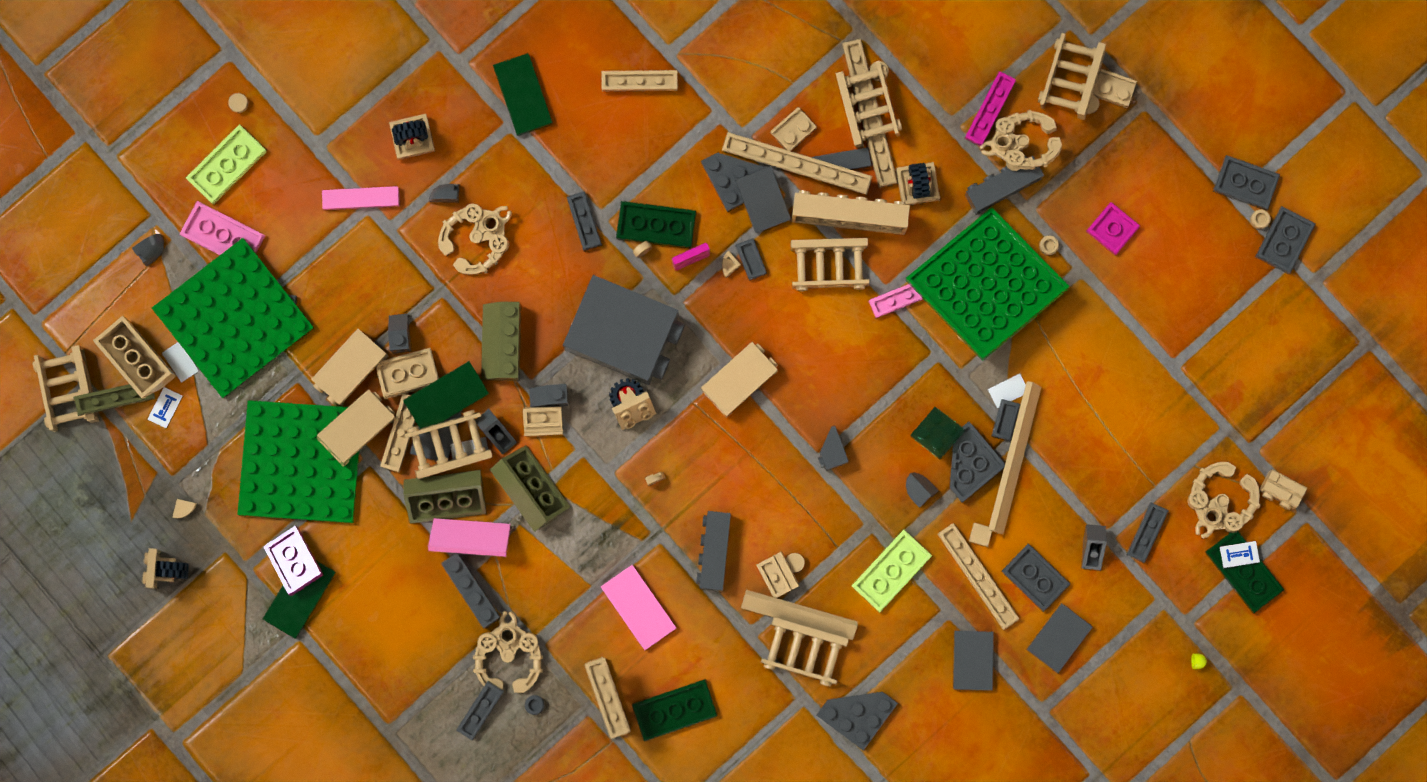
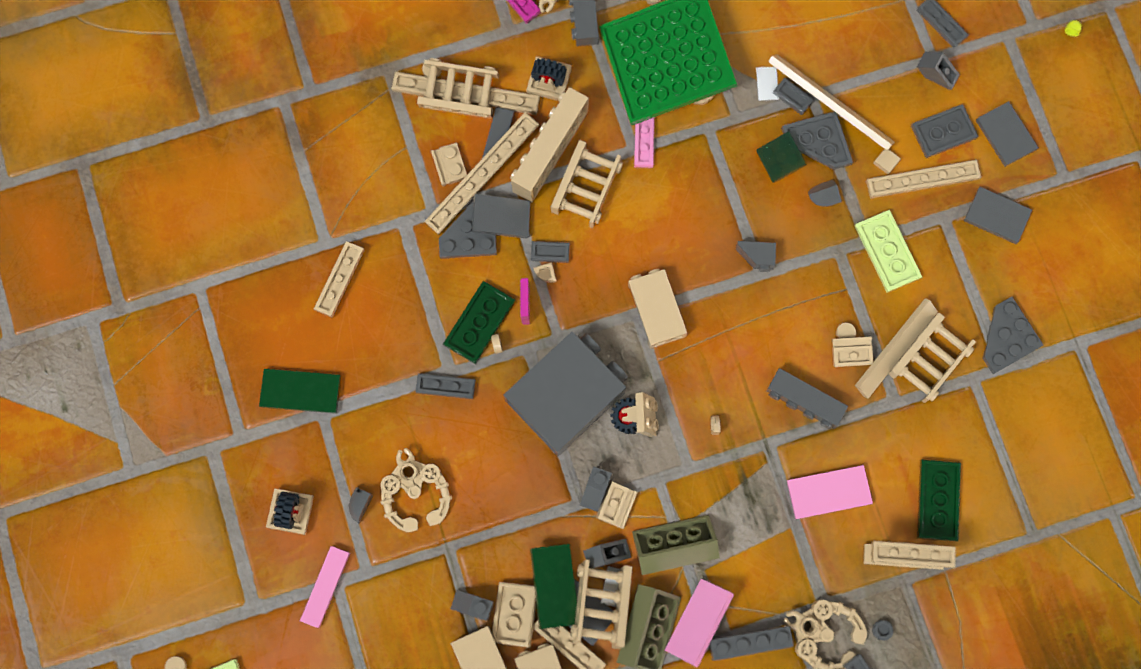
camera: 65 degrees left, 5 degrees down
(501, 341) = (524, 511): olive slope -> none

